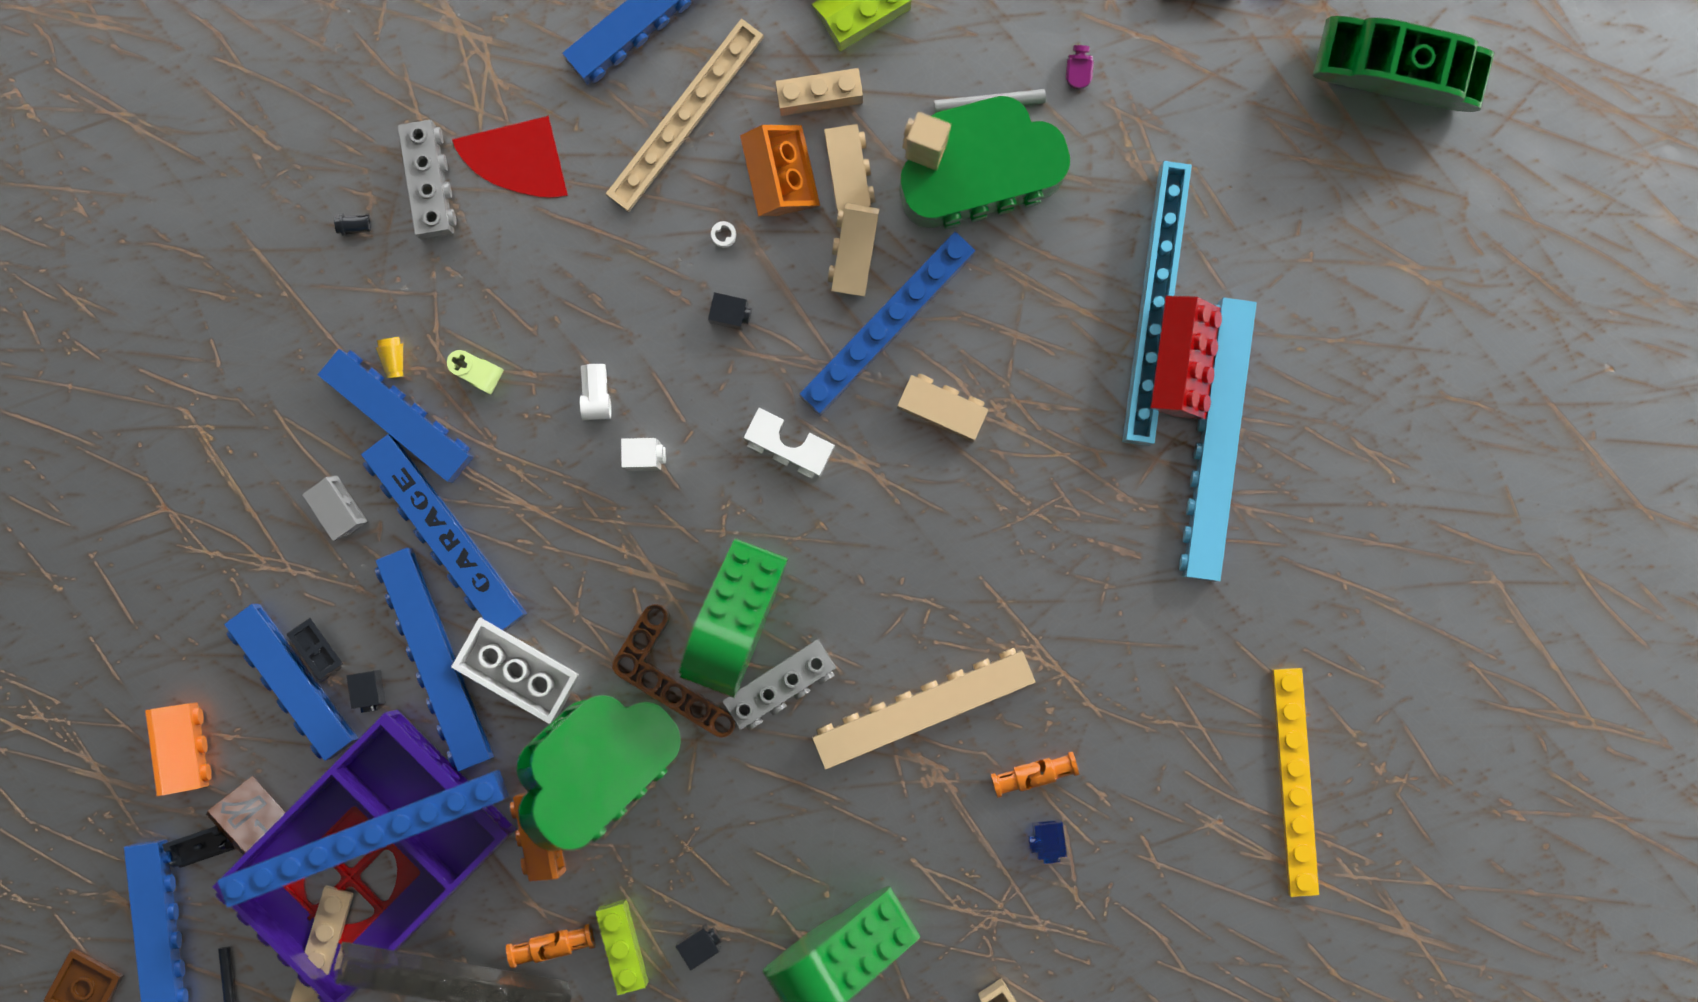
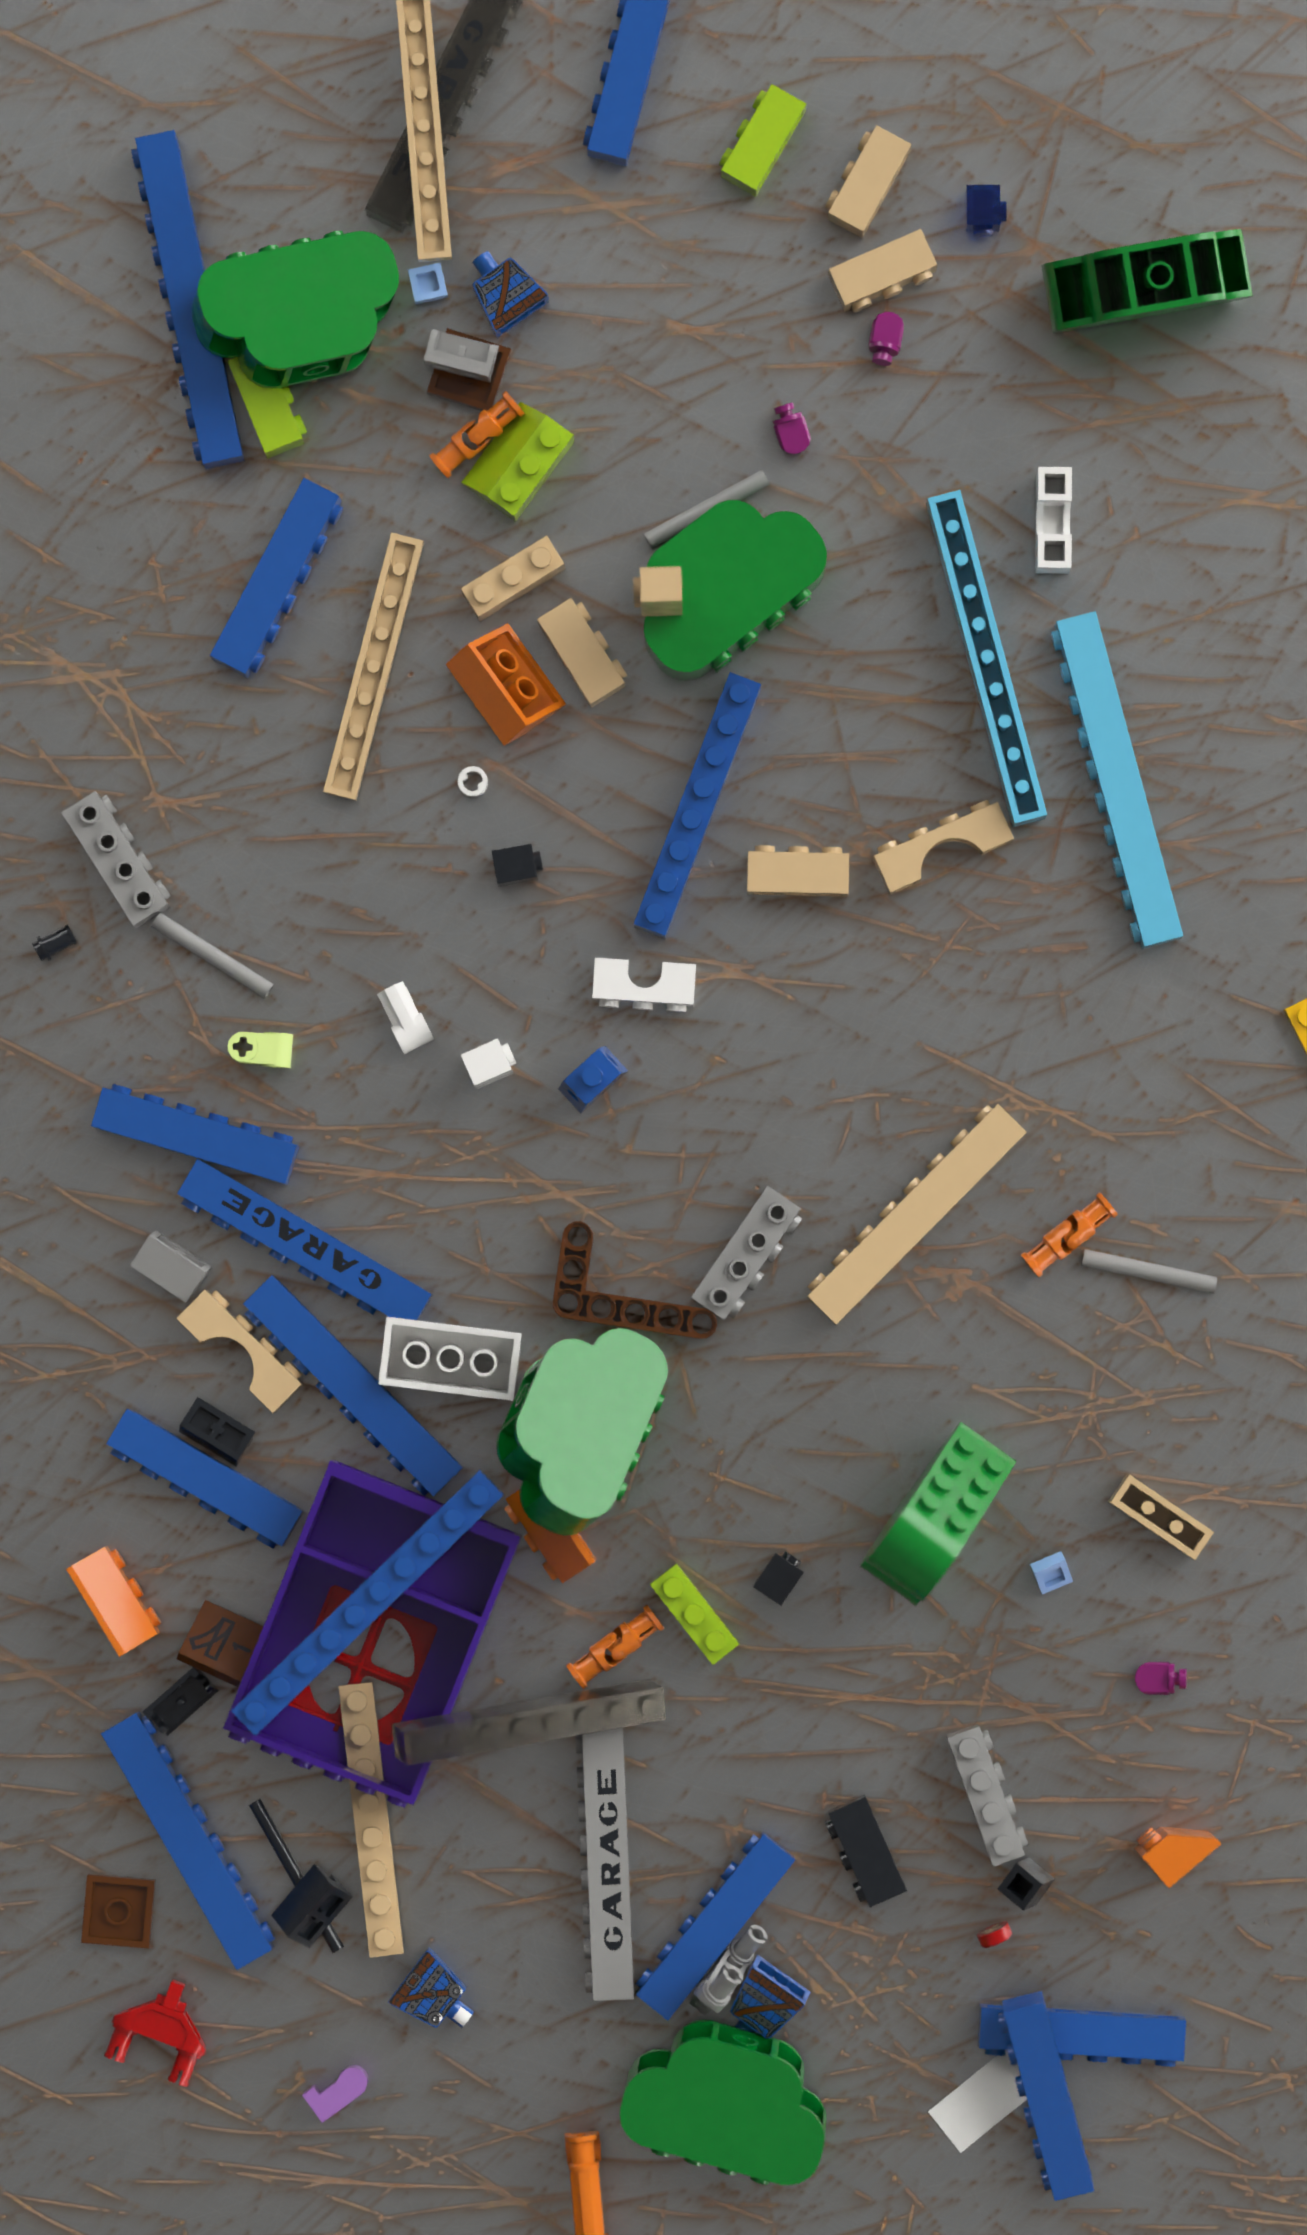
camera: 15 degrees left, 0 degrees up
(366, 690) = (292, 1452): black brick -> none
(375, 627) = (272, 1380): none -> tan arch
(391, 356) = (161, 1072): yellow cone -> none
(469, 283) = (212, 955): none -> light grey piece
(516, 157) = (204, 792): red sticker -> none
(718, 499) = (592, 1078): none -> blue torso
(732, 618) = (667, 1198): green brick -> none
(853, 249) = (626, 738): tan brick -> none
(1048, 841) = (1114, 1301): clear blue brick -> none
(1084, 828) = (1149, 1271): none -> light grey piece
(1097, 433) = (982, 829): none -> tan arch
(1181, 28) = (886, 338): none -> magenta arm
(1186, 357) = (1042, 705): red brick -> none
(1251, 219) = (1052, 521): none -> white arch

